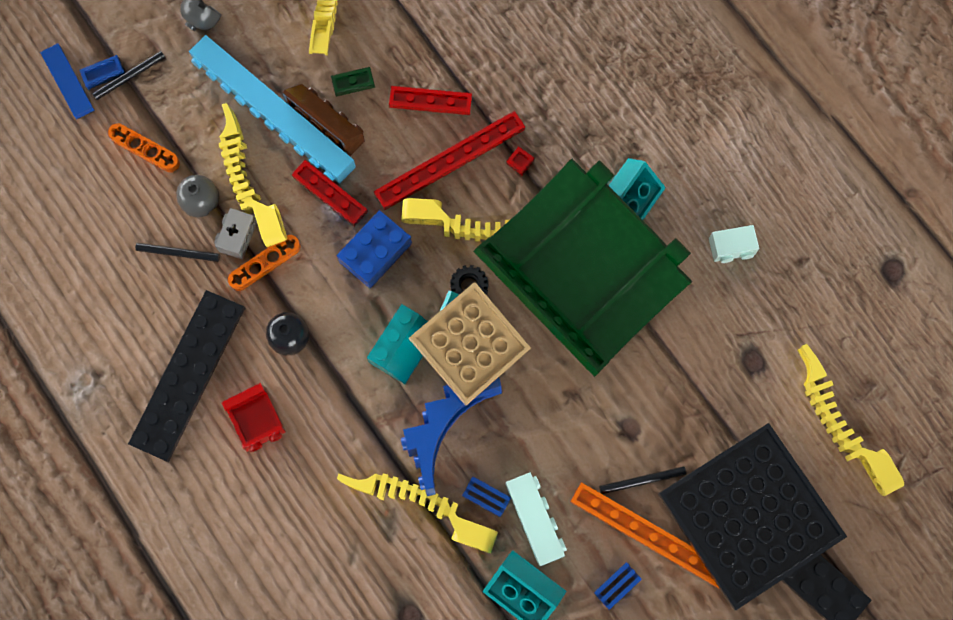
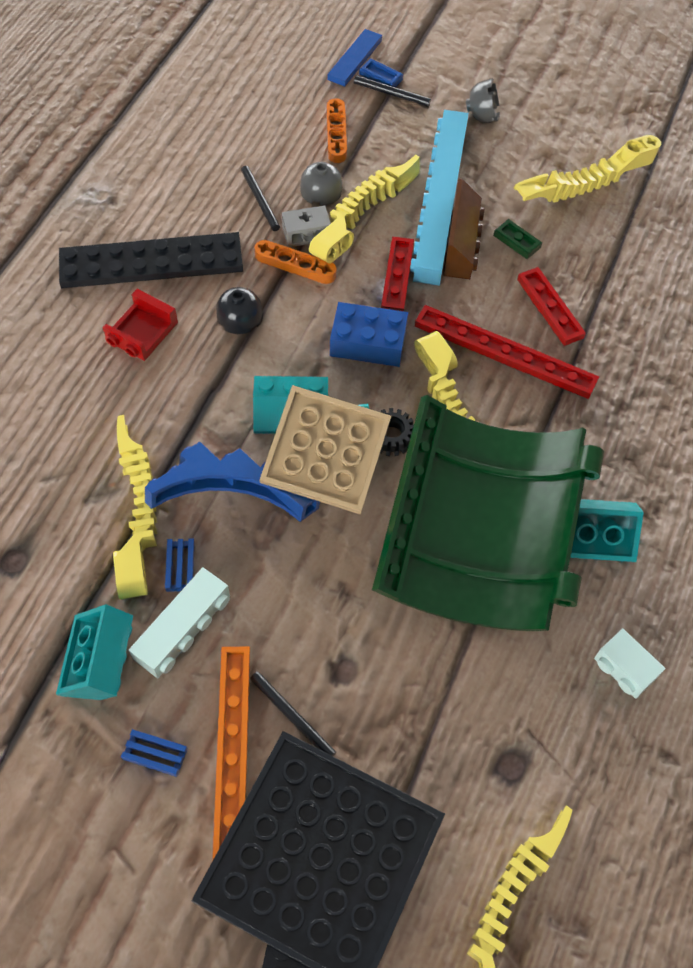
camera: 55 degrees right, 15 degrees down
(520, 160) = (554, 412): red tile -> none

